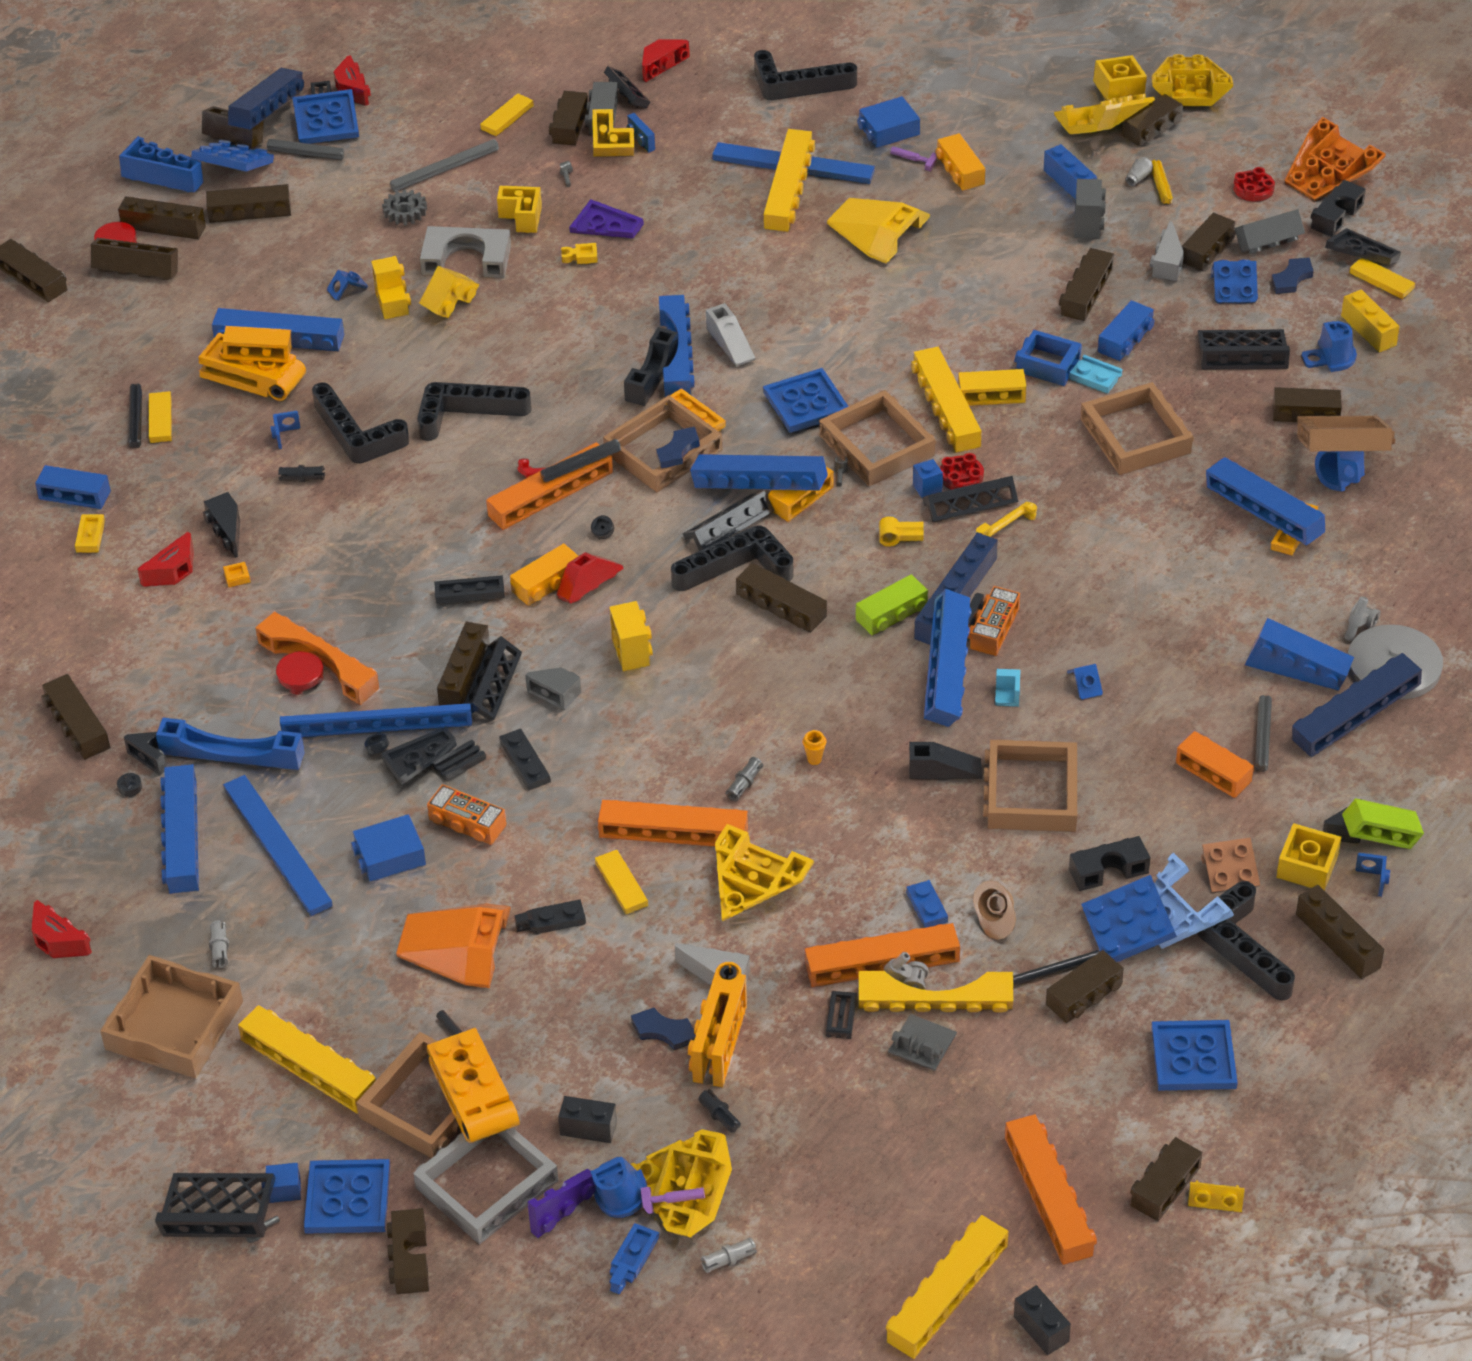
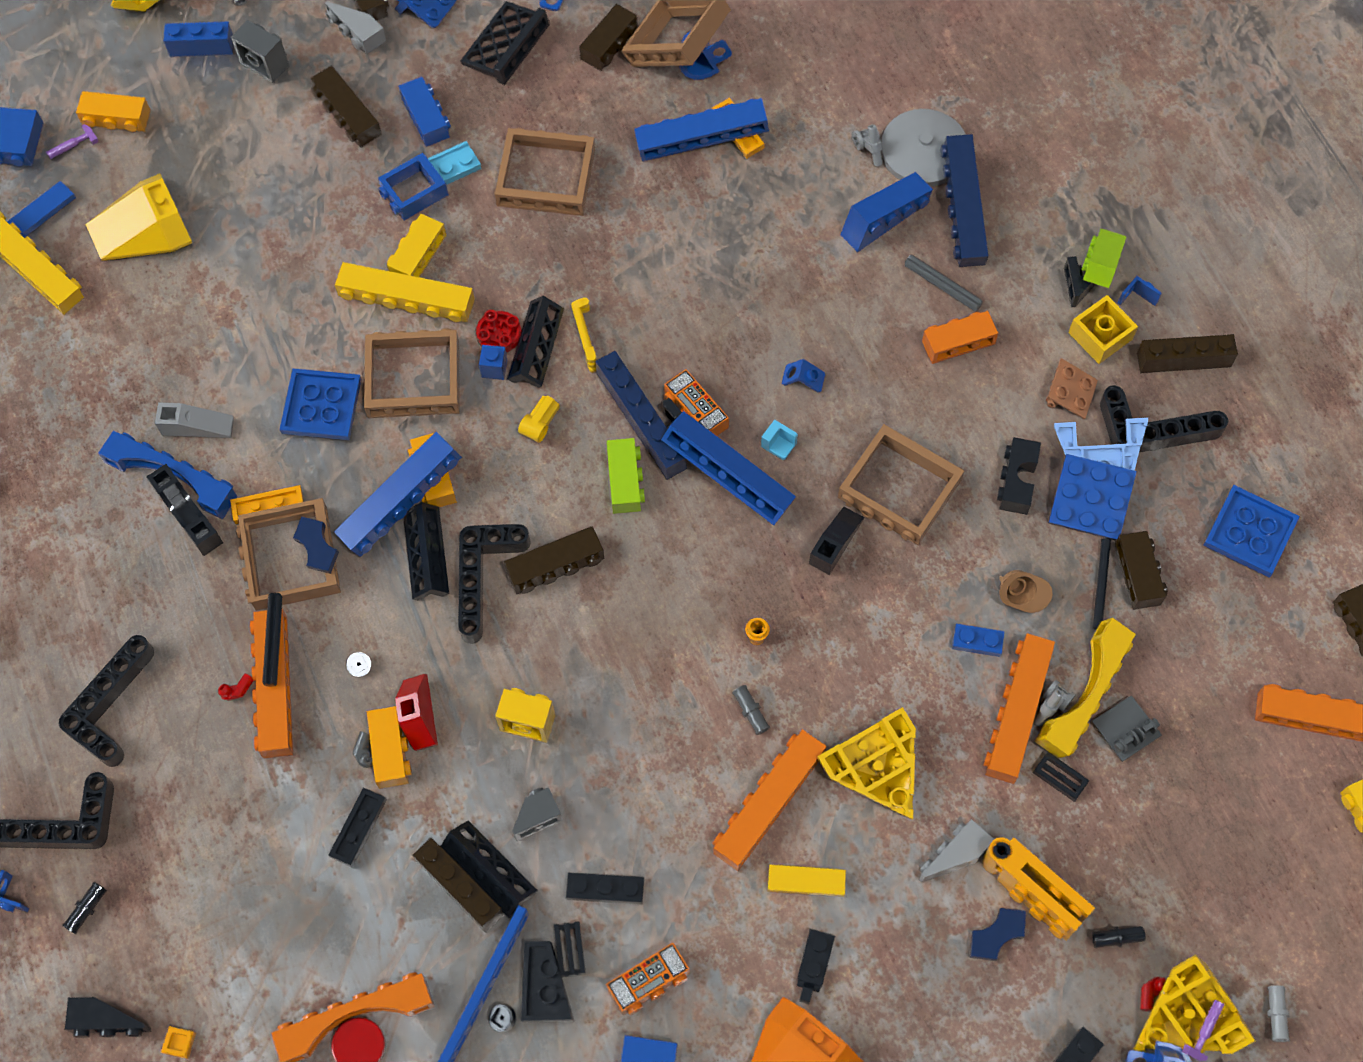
camera: 60 degrees left, 20 degrees up
(840, 468) = (424, 424): dark grey hand -> none

